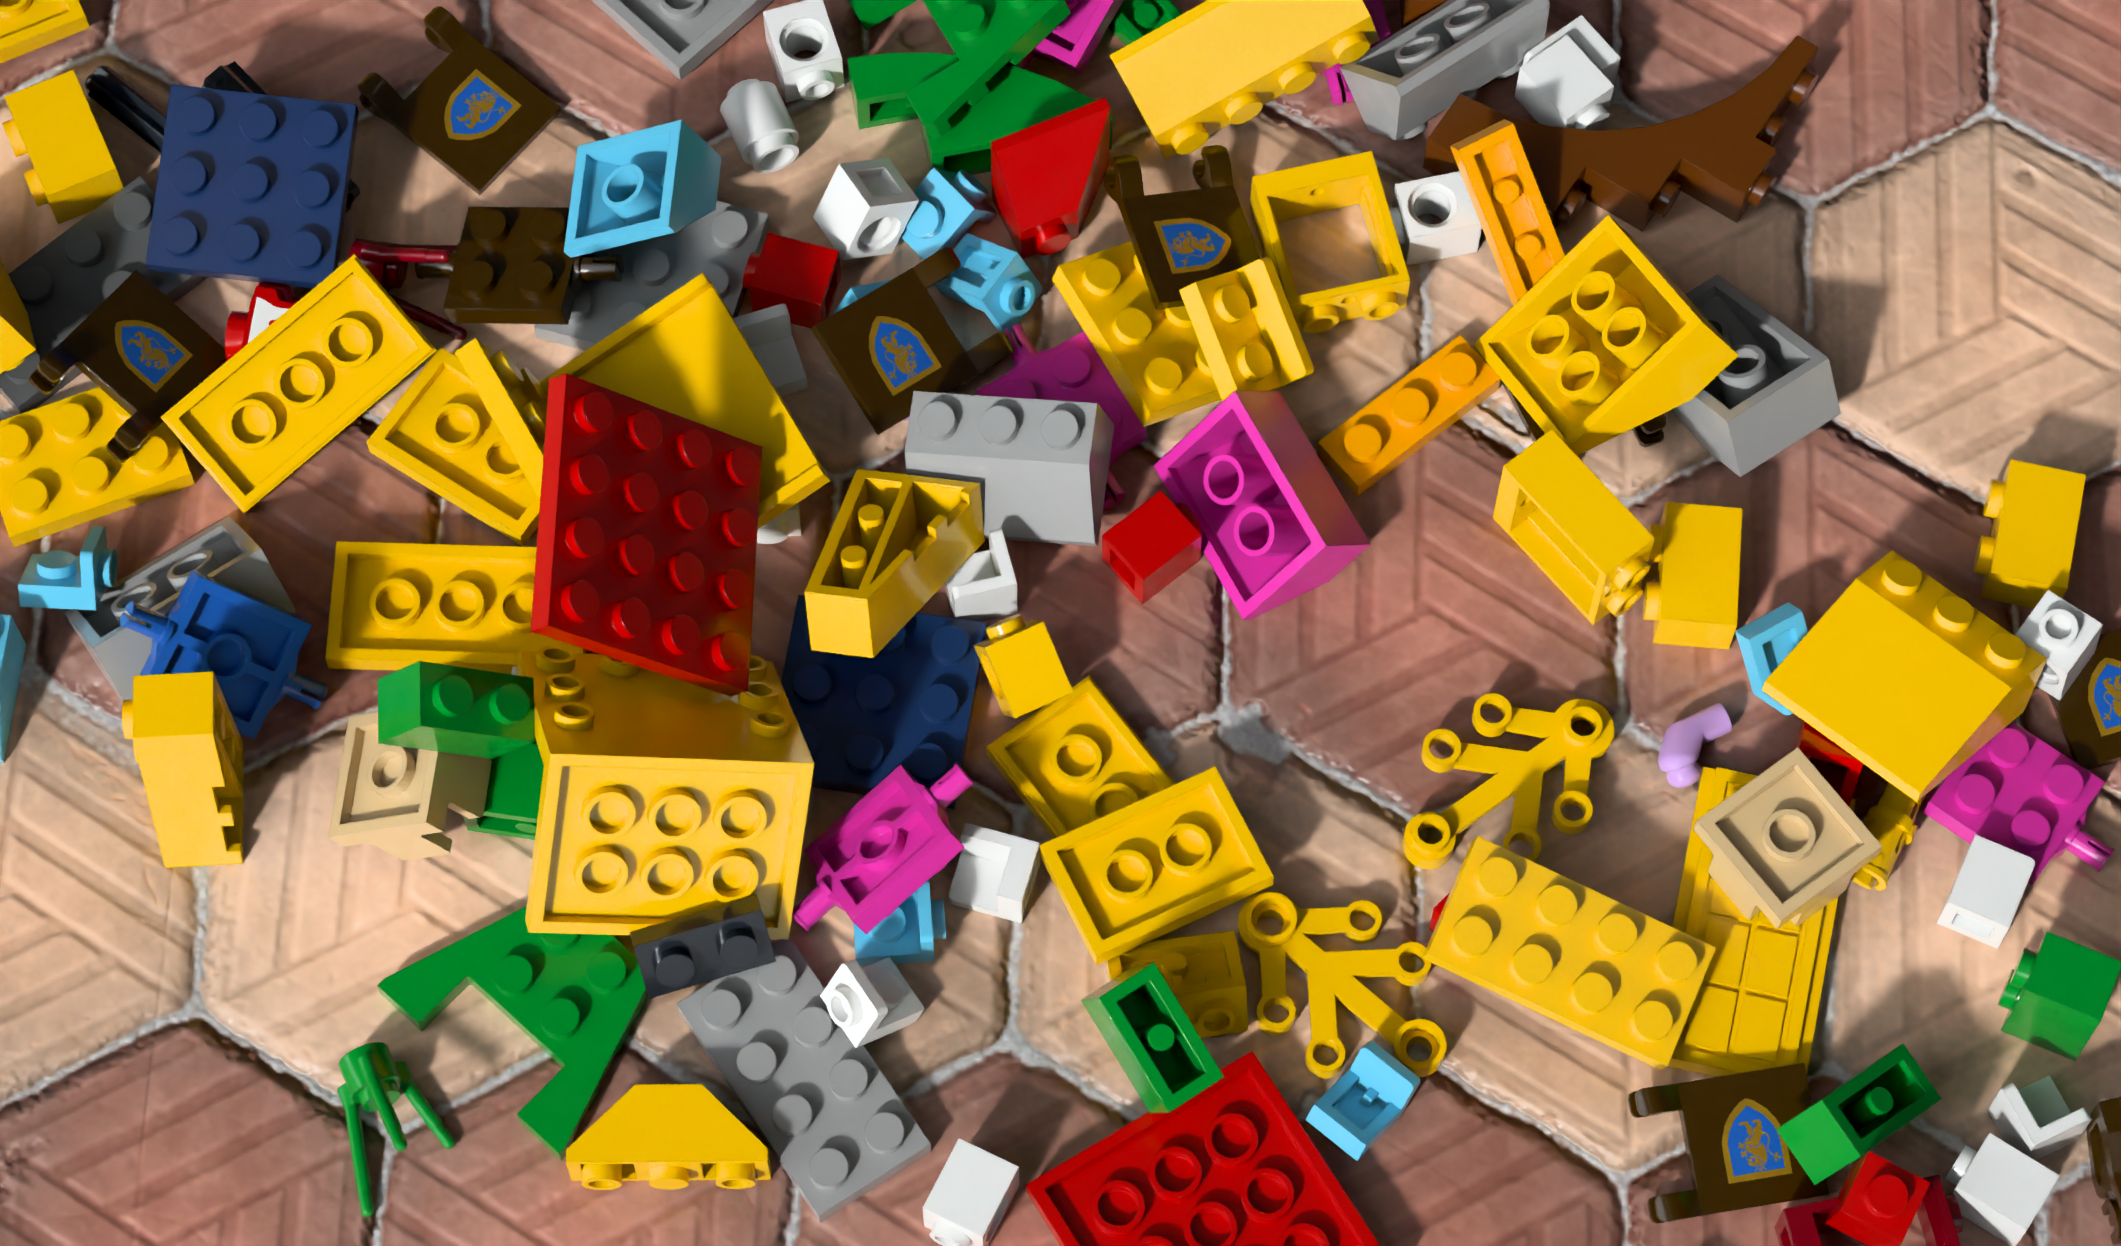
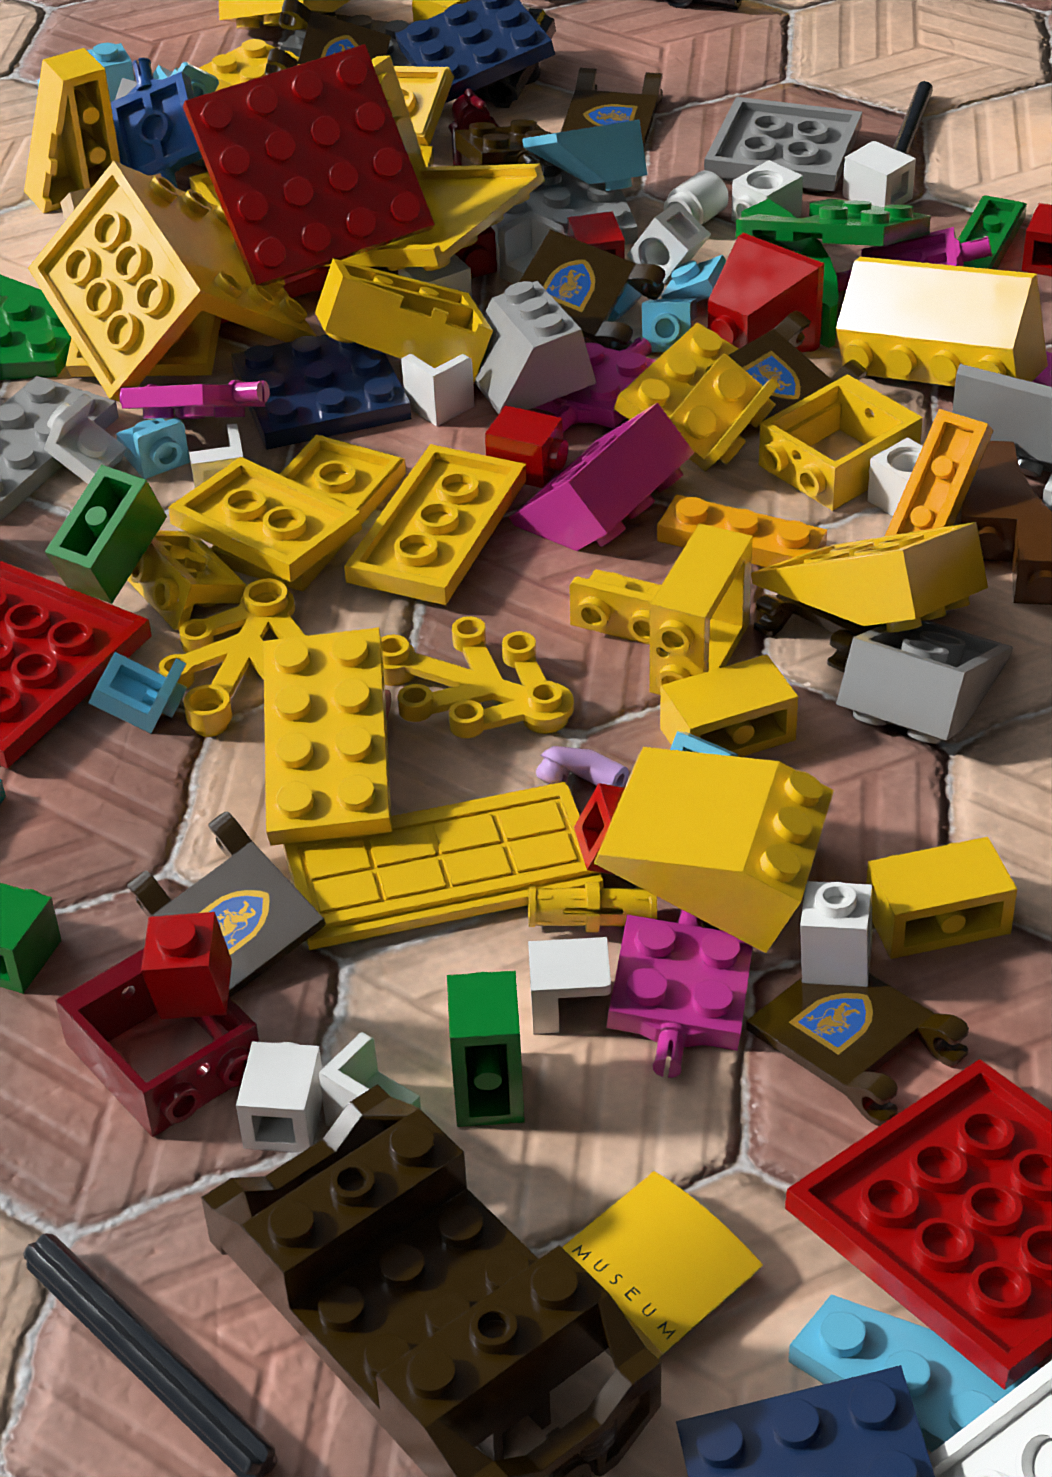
camera: 65 degrees right, 25 degrees down
(455, 710) = (138, 142): green brick -> none
(702, 946) = (72, 353): black plate -> none
(1022, 666) = (380, 414): yellow brick -> none
(1230, 695) = (436, 524): none -> yellow plate
(1473, 576) = (612, 605): none -> yellow bracket
(1785, 843) = (505, 814): tan panel -> none
(1859, 1114) = (287, 950): green brick -> none

